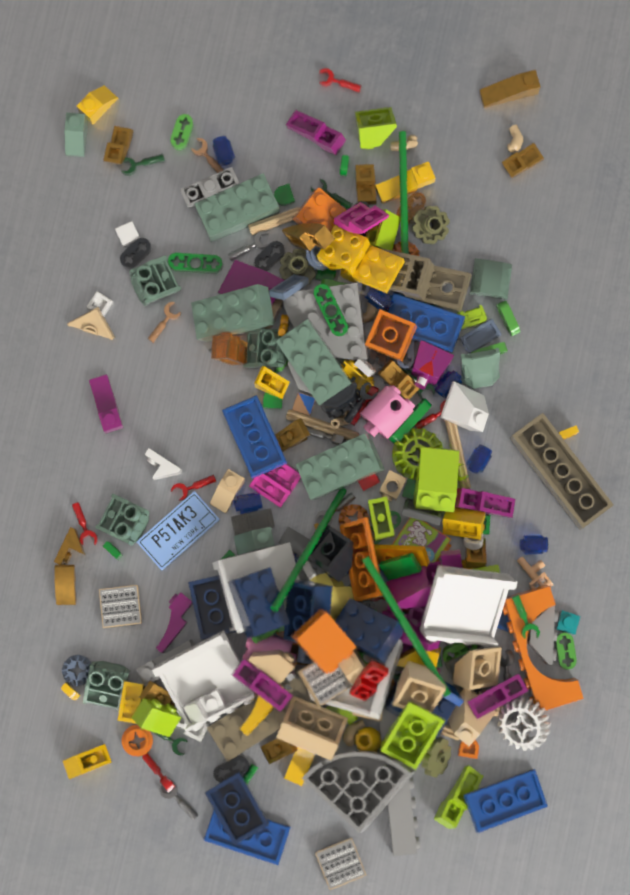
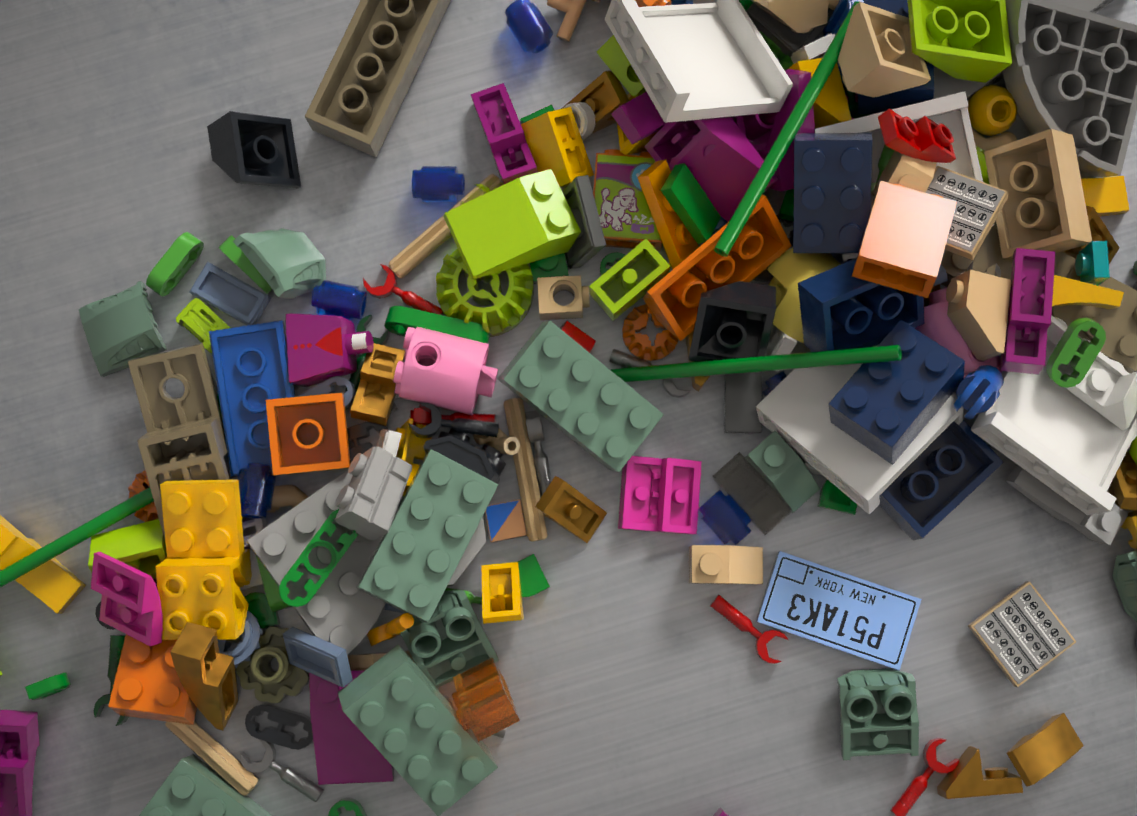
camera: 115 degrees left, 0 degrees up
(113, 550) = (938, 701): green tile -> none
(166, 468) = (746, 691): white slope -> none
(179, 606) = (966, 534): magenta slope -> none
(234, 696) = (1082, 358): none -> bright green beam
(238, 640) = (979, 390): none -> blue arm
(254, 436) = (608, 572): blue tile -> none
(266, 732) = (1093, 263): none -> teal plate
(284, 195) = (156, 762): green tile -> none
(346, 348) = (373, 492): none -> light grey brick
(365, 183) = (62, 632): pearl gold slope -> none
(413, 210) = (68, 522): clear orange beam -> none
(422, 225) = (79, 480): olive plant -> none
(443, 668) = (813, 50): none -> white tile
(465, 408) = (365, 247): white slope -> none
(541, 383) = (255, 149): none -> black slope
(567, 433) = (312, 64): yellow tile -> none

